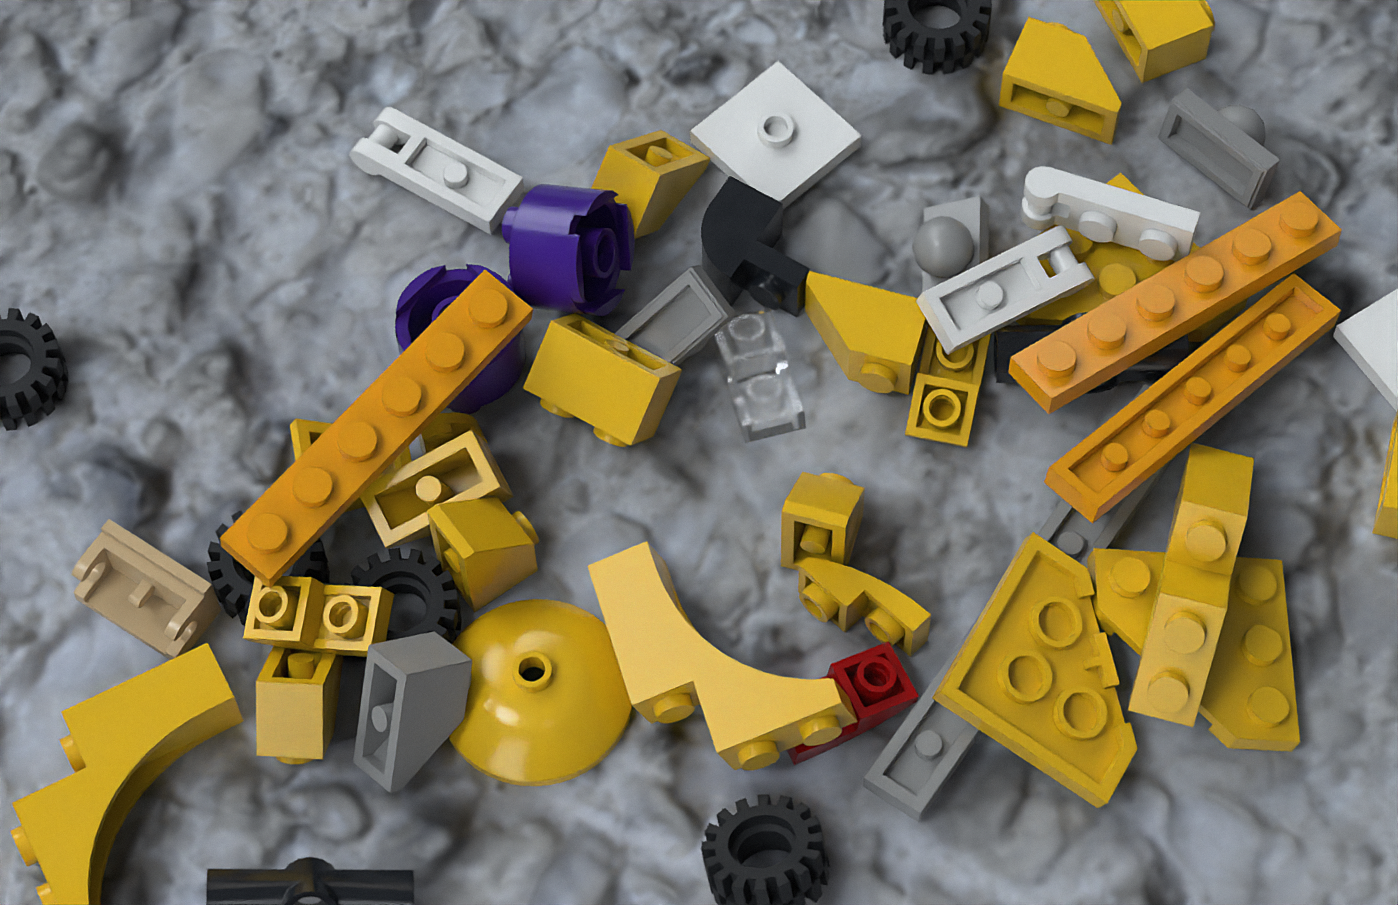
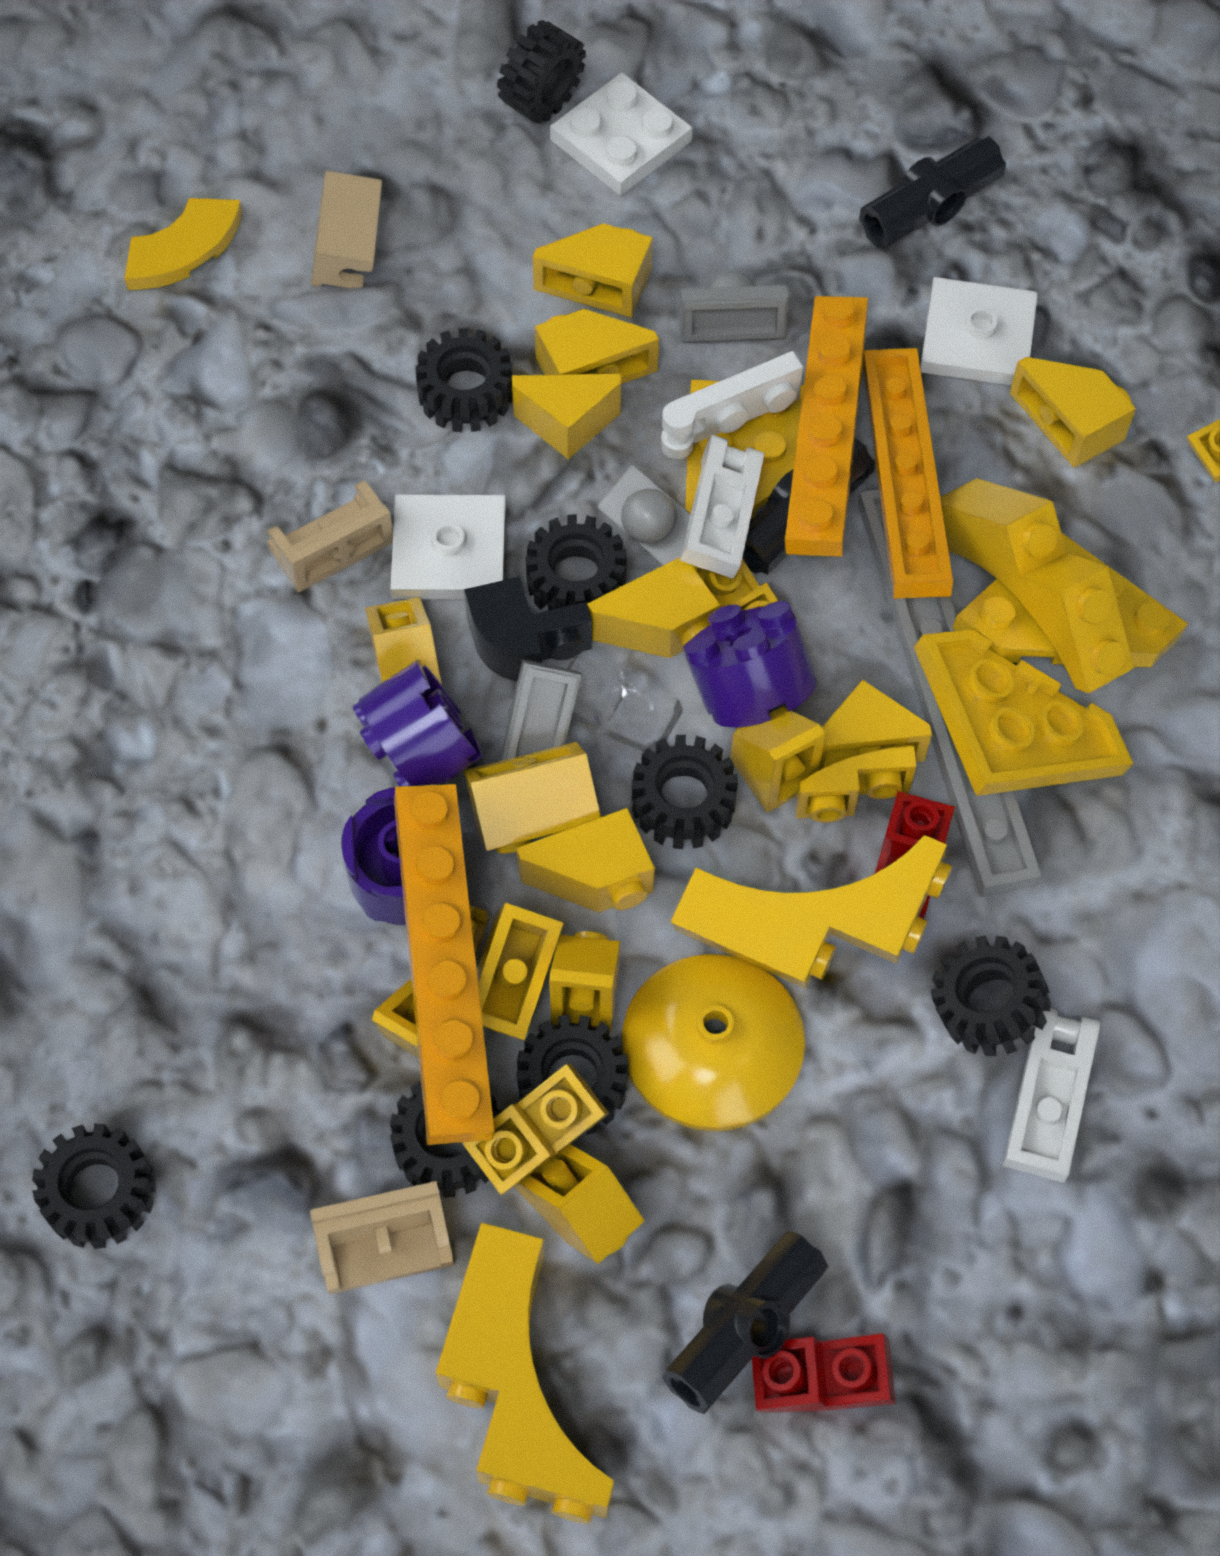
camera: 50 degrees left, 0 degrees up
(409, 705) = (663, 1128): light grey slope -> none
(438, 169) = (245, 765): white plate -> none
(595, 473) = (591, 864): none -> yellow slope
(691, 55) = (333, 539): none -> tan hinge
(733, 453) = (684, 761): none -> black tyre
(854, 211) = (568, 542): none -> black tyre
(875, 430) = (750, 663): none -> dark purple brick
(922, 567) = (872, 723): none -> yellow slope
(992, 110) = (567, 407): none -> yellow slope

